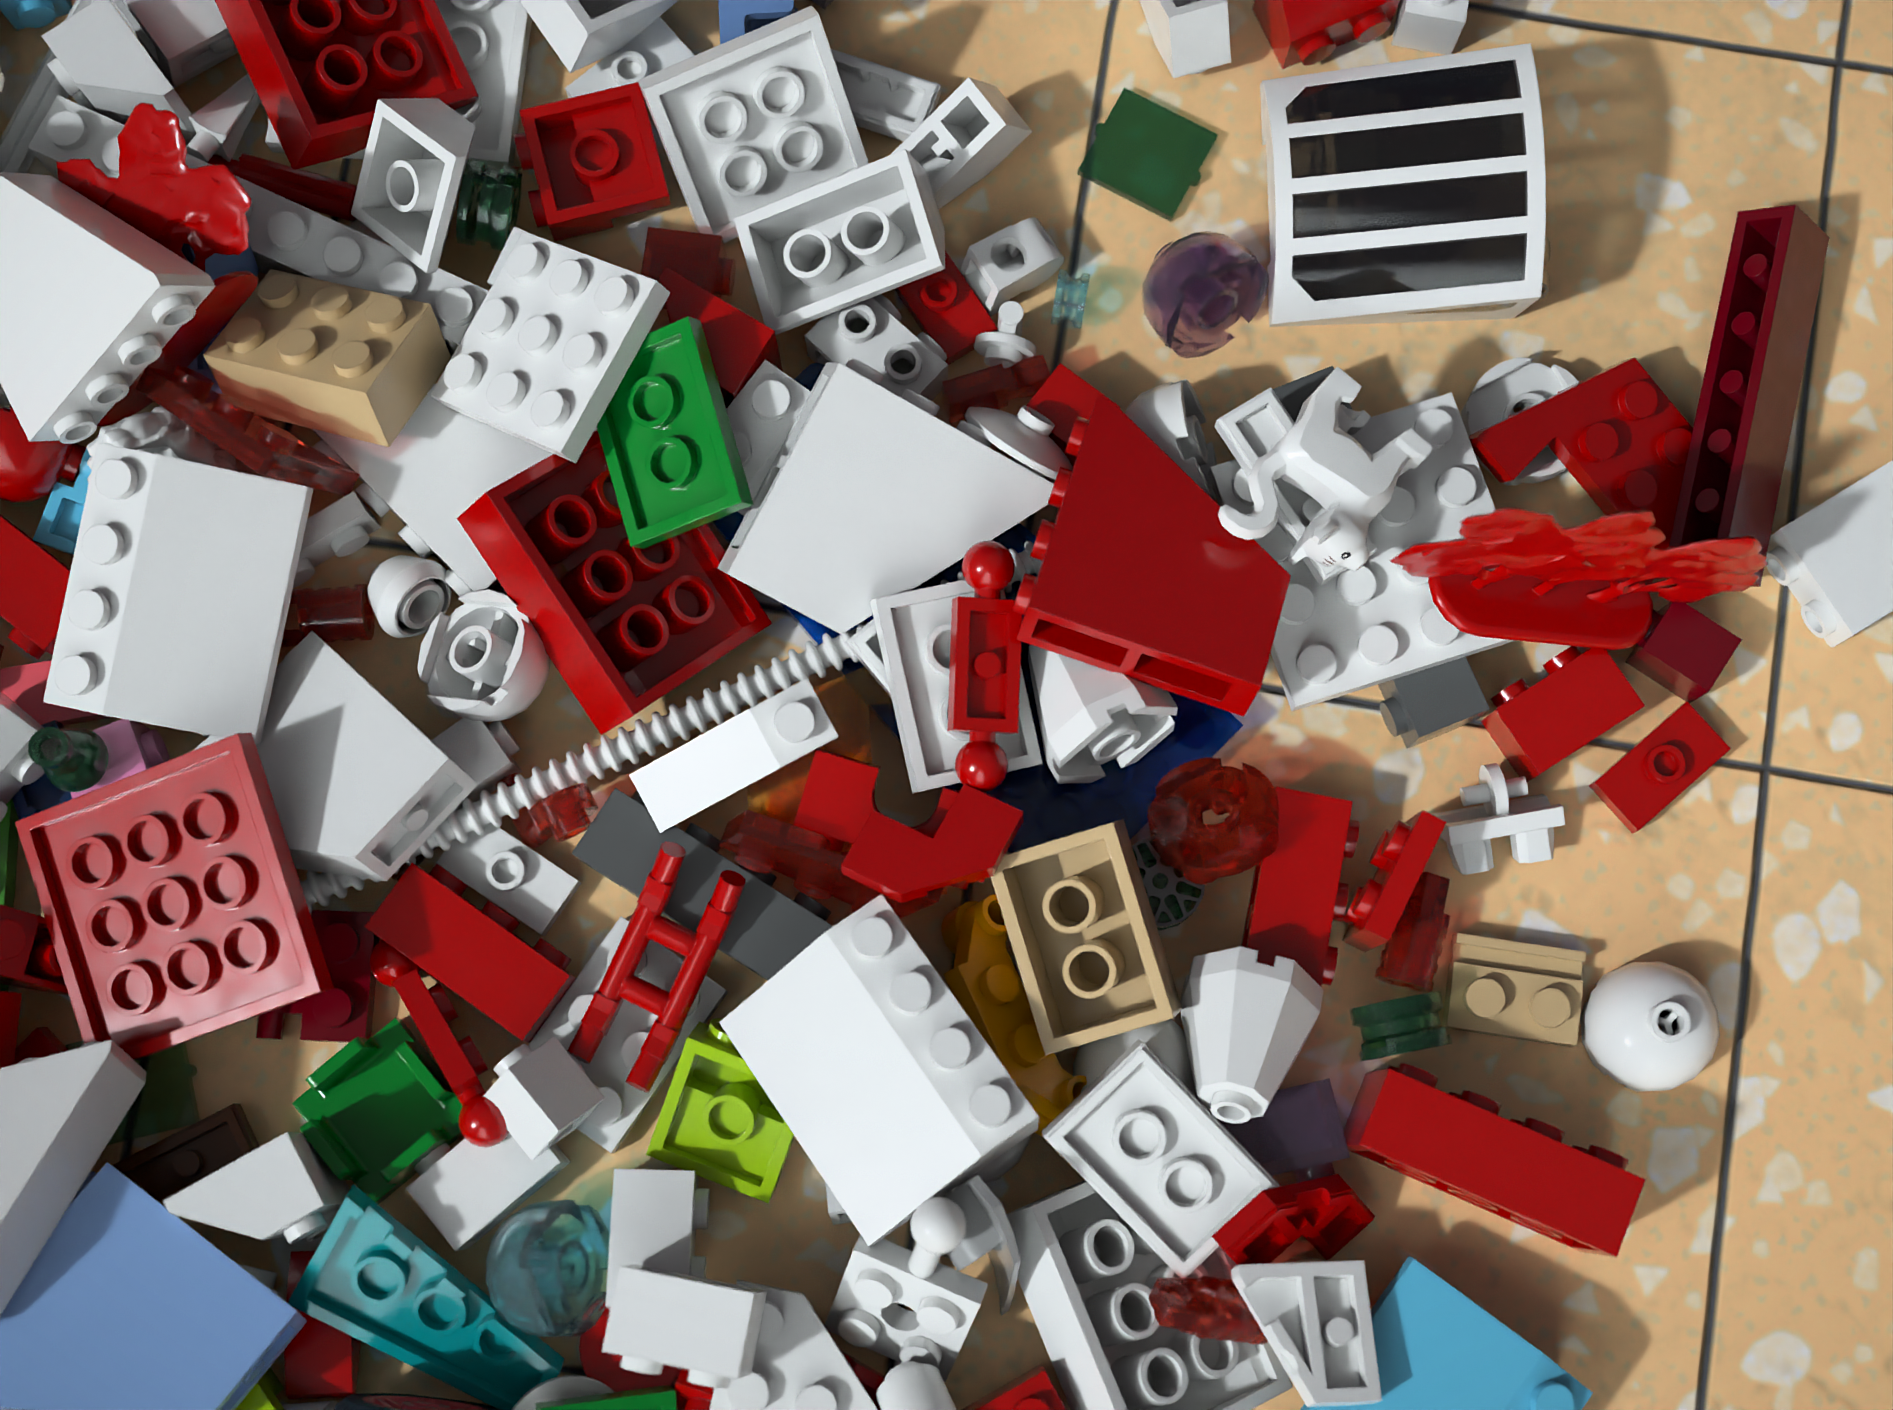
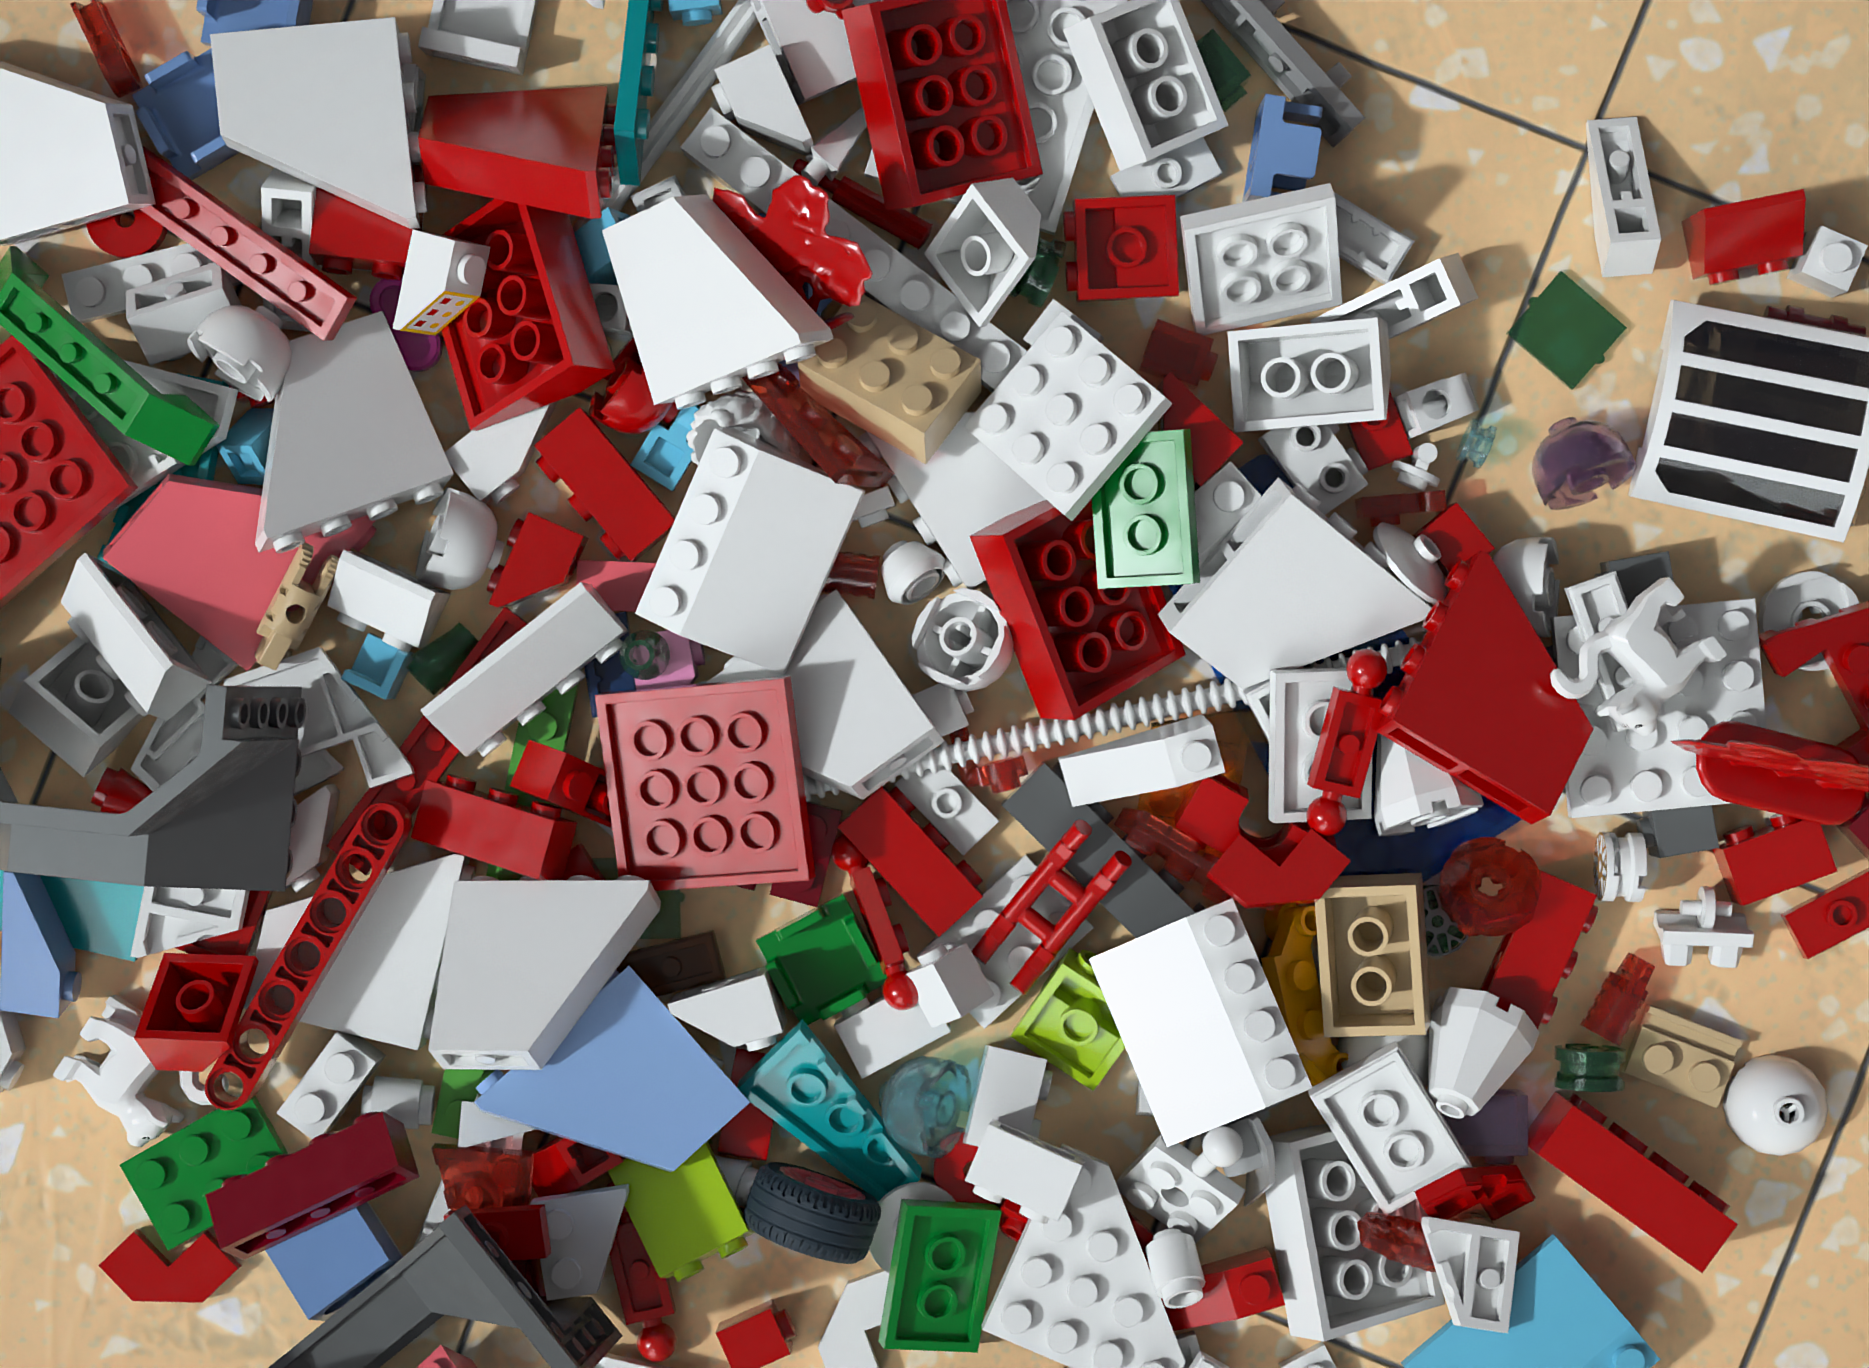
camera: 15 degrees right, 10 degrees up
(1373, 762) = (1620, 866): none -> white wheel
(1400, 862) = (1621, 950): red plate -> none

